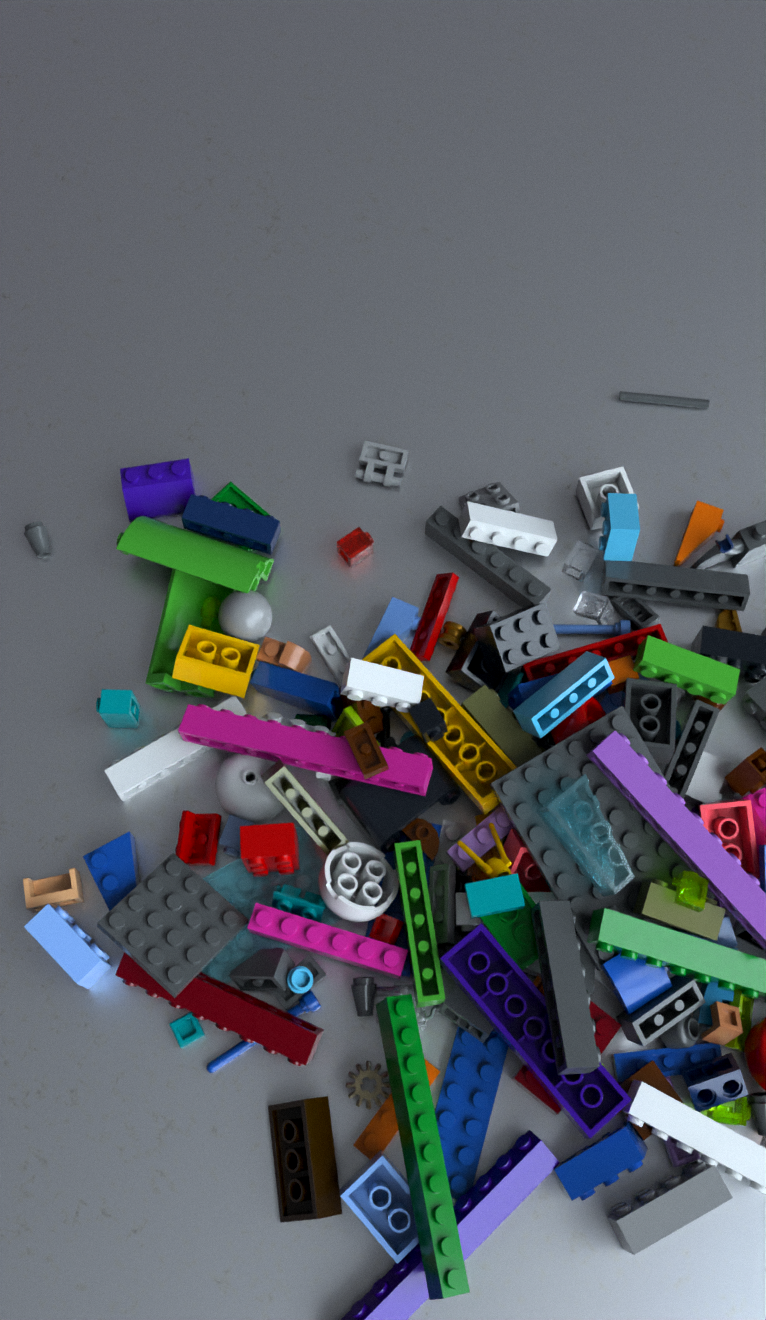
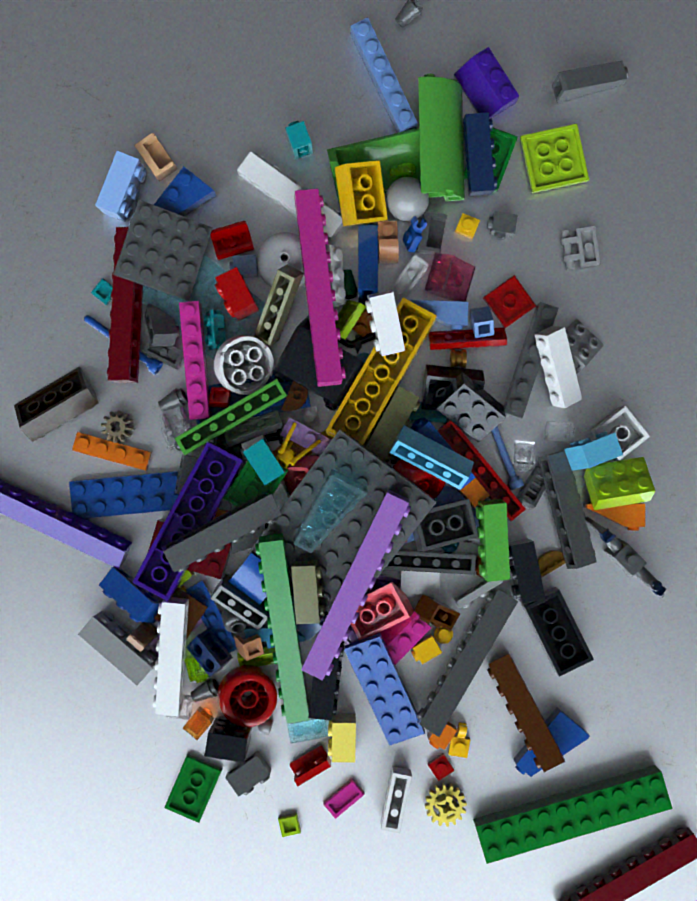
camera: 65 degrees right, 20 degrees up
(94, 591) = (383, 76): none -> medium blue brick
(206, 390) = (589, 80): none -> dark grey slope
(272, 454) = (554, 158): none -> lime plate
(289, 627) = (413, 235): none -> blue plate
(295, 610) = (432, 234): none -> dark grey panel
(299, 979) = (163, 352): medium azure plate -> none
(304, 570) = (467, 226): none -> yellow plate
(320, 531) = (502, 224): none -> dark grey brick
(354, 609) = (450, 277): none -> clear pink slope
(355, 547) = (501, 257): clear red brick -> none
(366, 750) = (328, 331): reddish brown plate -> none
(384, 1205) = (47, 469): light blue brick -> none
(409, 559) = (509, 301): none -> red tile
(421, 592) = (482, 322): none -> medium blue brick
(422, 1149) = (88, 475): green brick -> none
(428, 720) = (373, 367): black brick -> none
(663, 1166) = (142, 635): none -> medium nougat tile
(665, 517) = (619, 483): none -> lime brick
(690, 890) = (319, 595): clear neon green bracket -> none
(738, 717) = (479, 590): none -> light grey hinge

